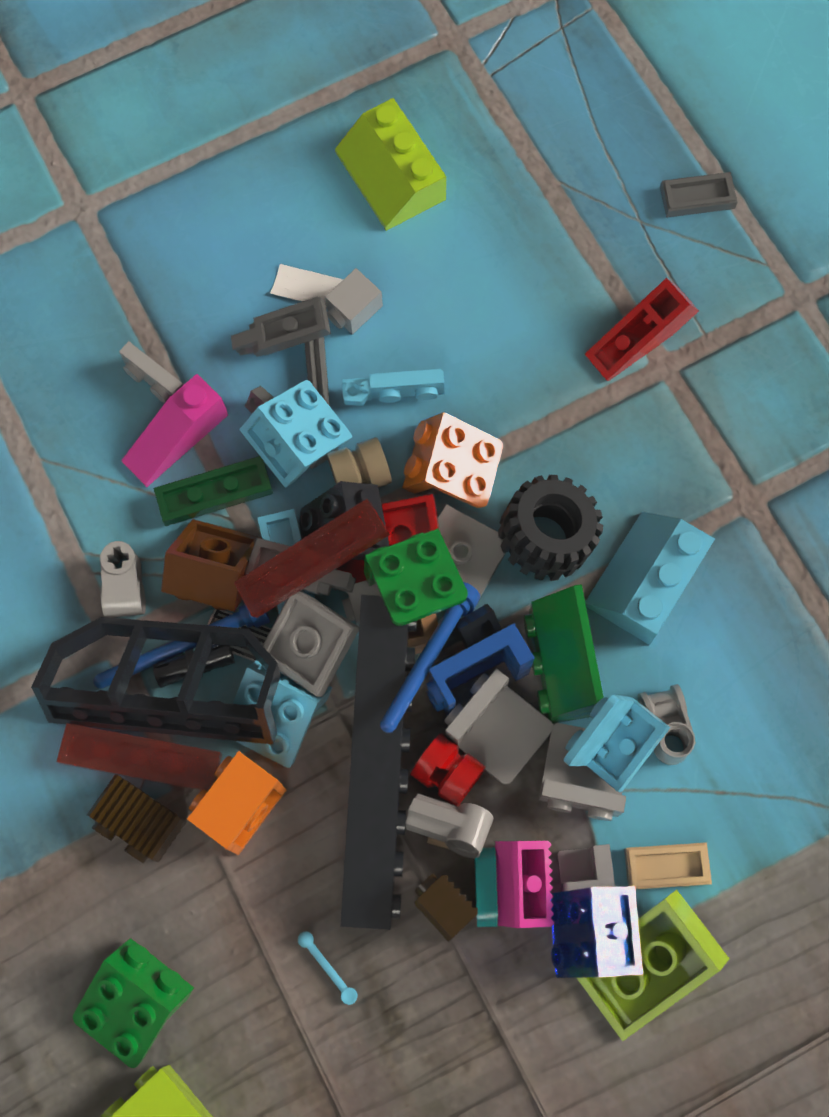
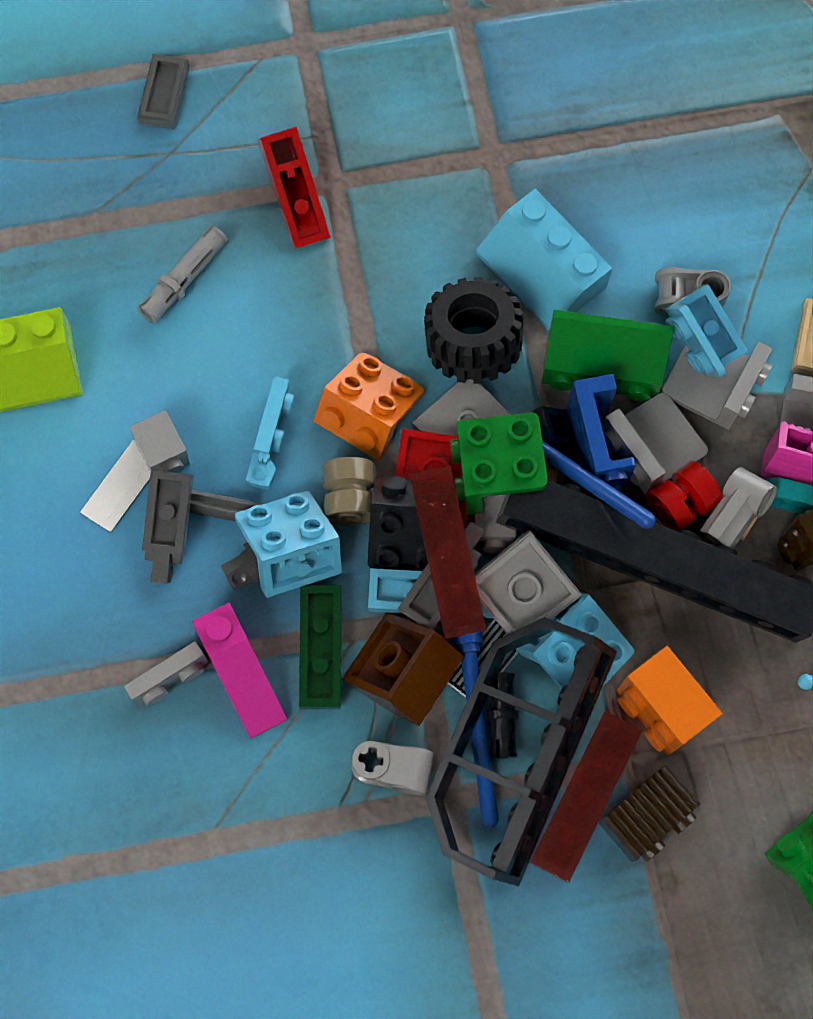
camera: 75 degrees left, 0 degrees up
(522, 268) = (172, 286): none -> light grey pin

